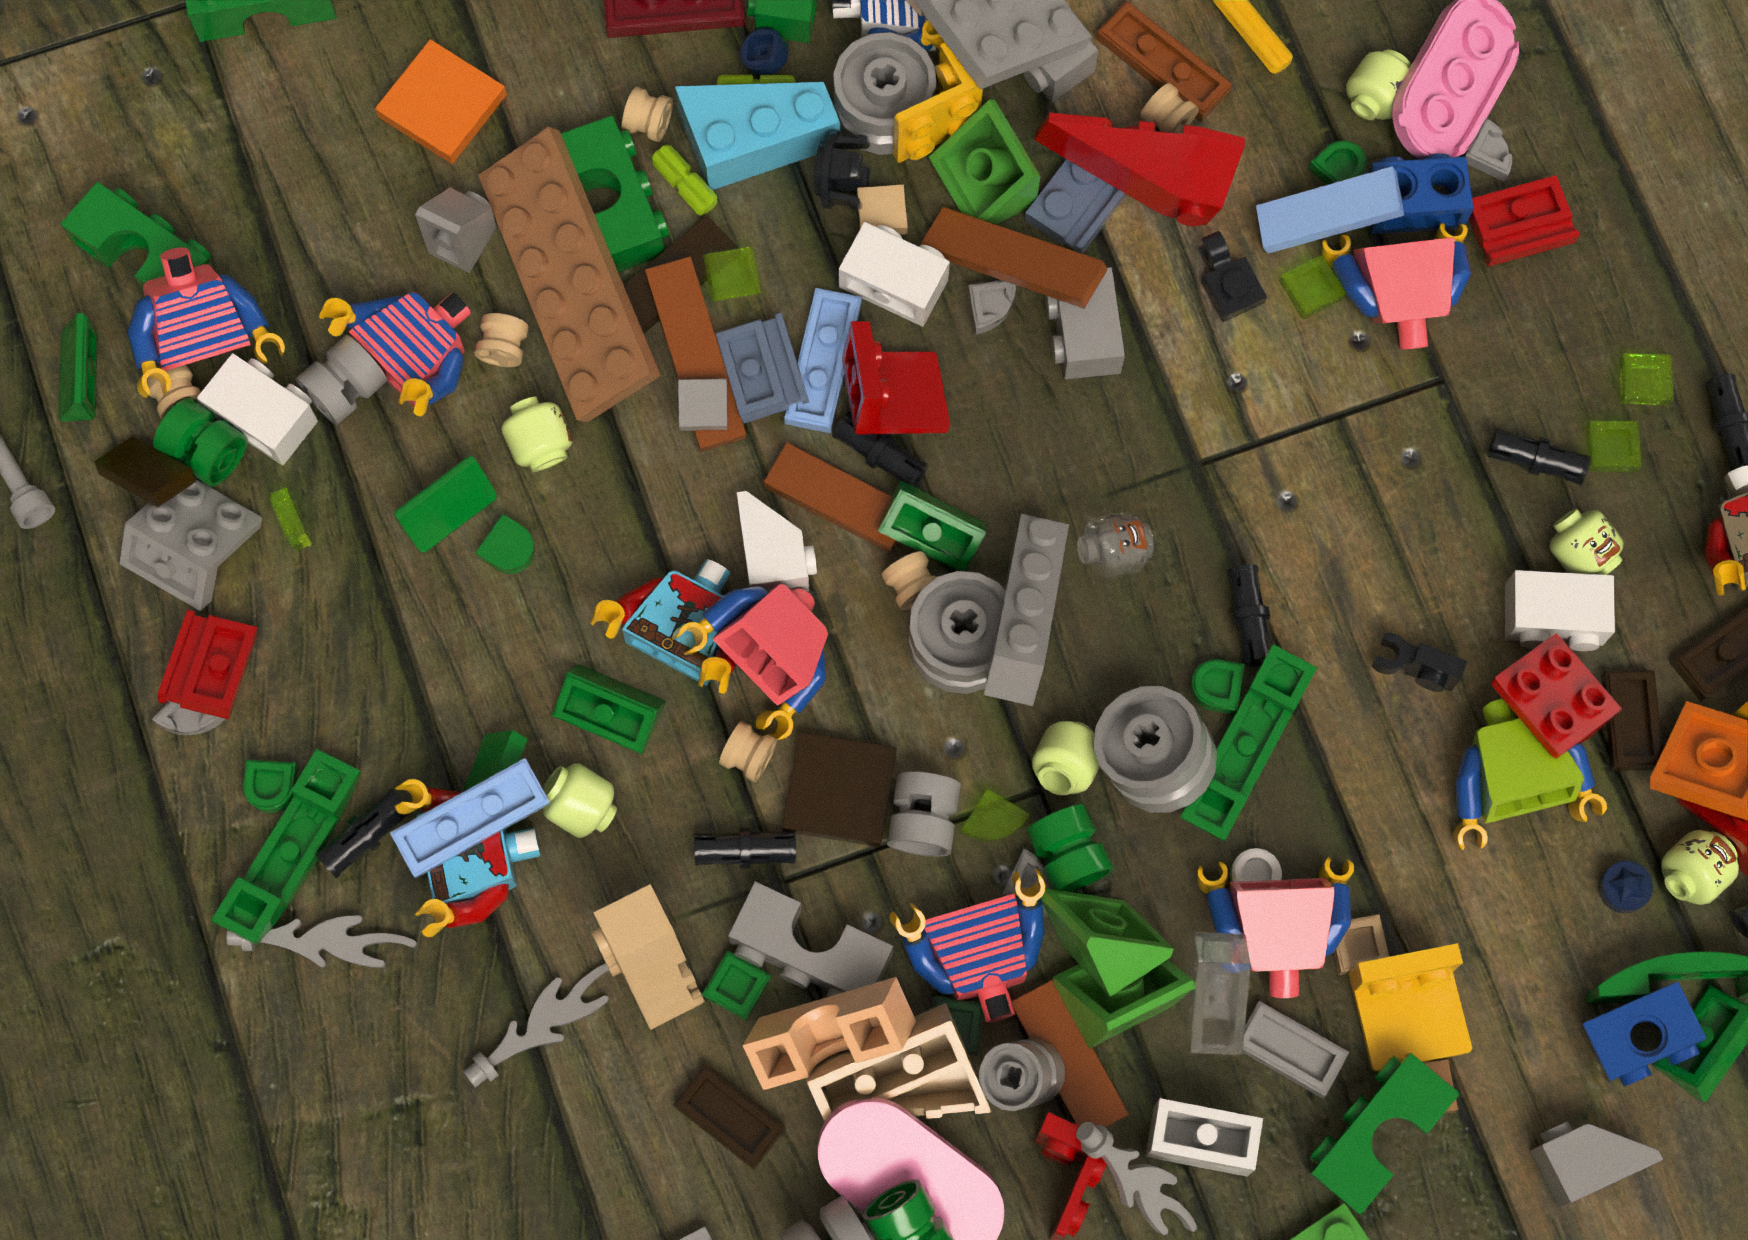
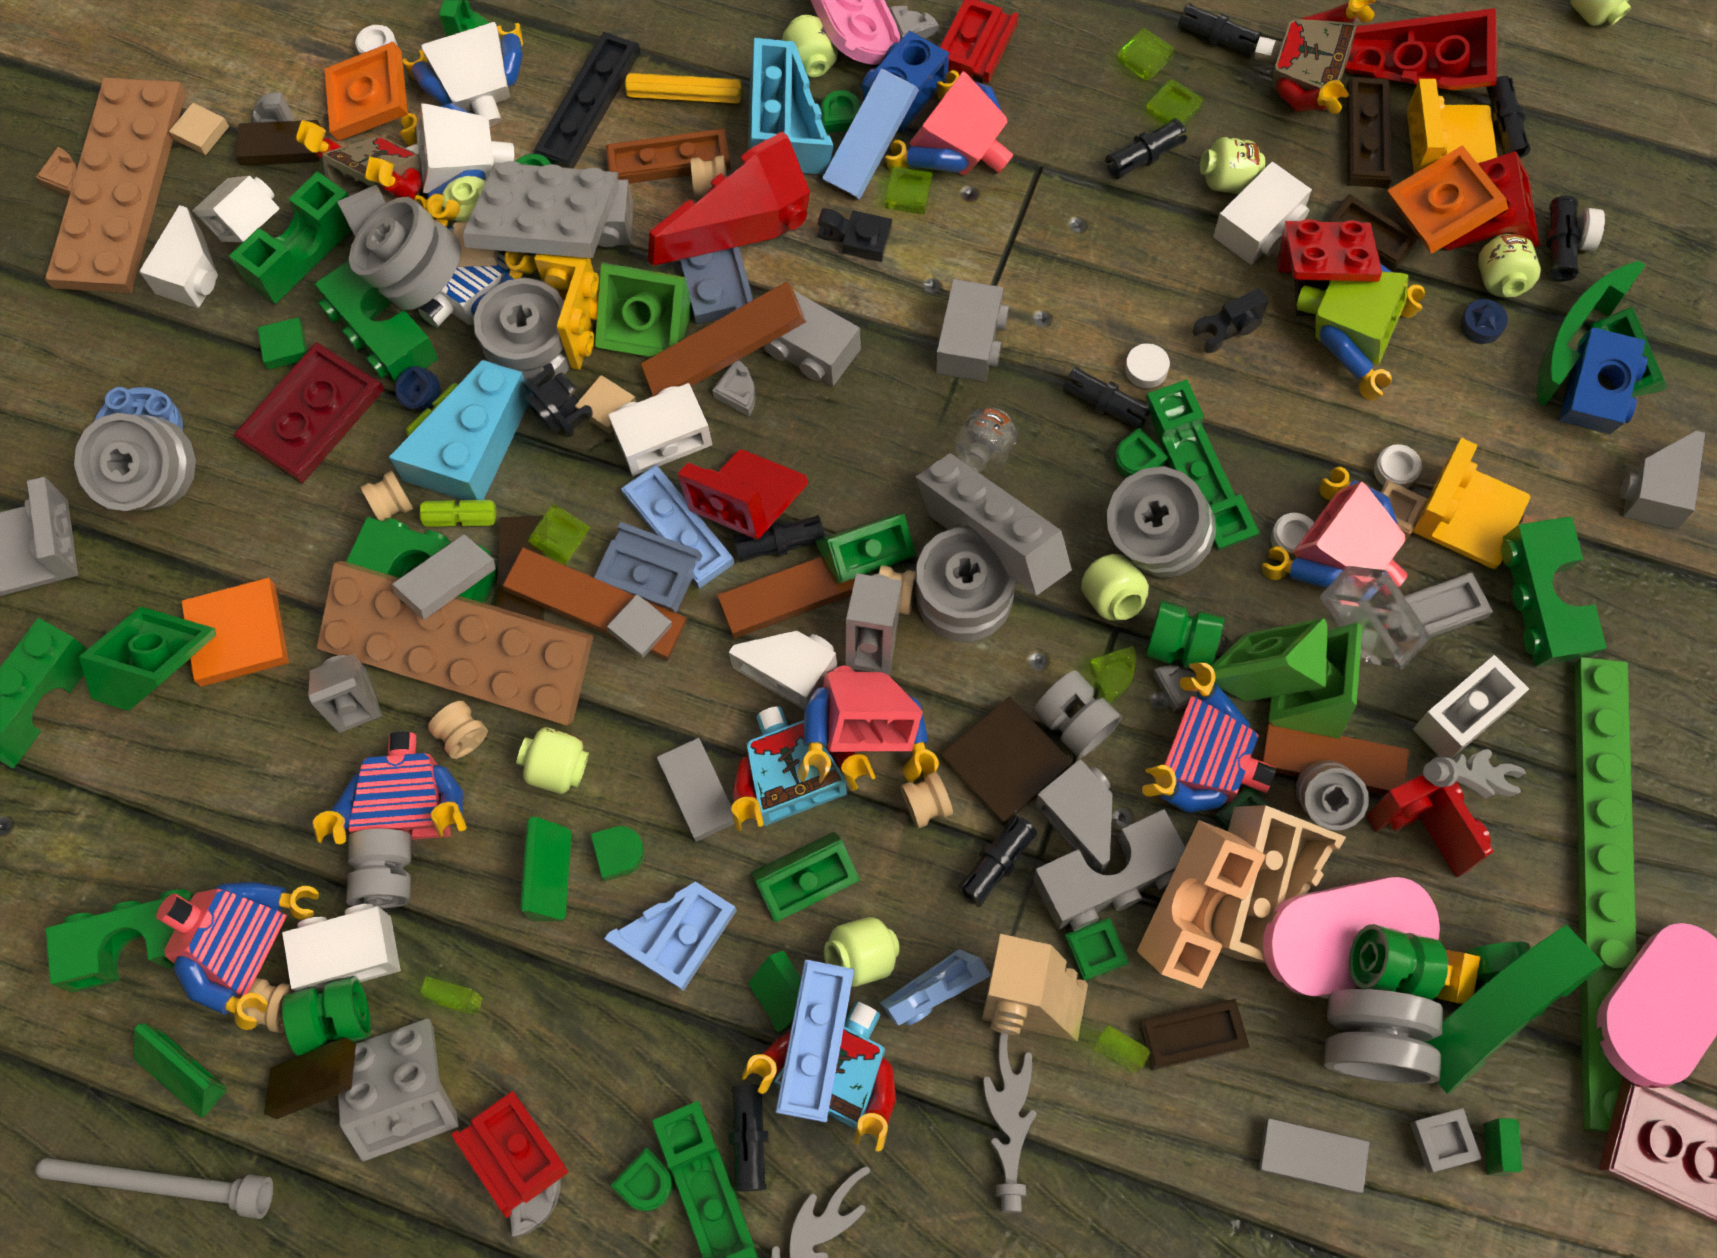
camera: 45 degrees left, 5 degrees down
(358, 52) = (140, 656): none -> green slope
(476, 647) = (675, 934): none -> light blue wing
(589, 876) = (934, 986): none -> light blue wing
(607, 219) = (443, 576): none -> light grey tile
(609, 562) = (697, 789): none -> light grey tile
(666, 1066) = (1122, 1049): none -> clear neon green tile
(842, 883) = (1081, 812): none -> light grey slope
(860, 584) = (872, 623): none -> light grey slope
(1212, 450) = (970, 330): none -> light grey brick
(1287, 115) = (784, 103): none -> medium azure wedge
(1314, 625) = (1147, 365): none -> white tile
(1404, 915) = (1398, 465): none -> white tile

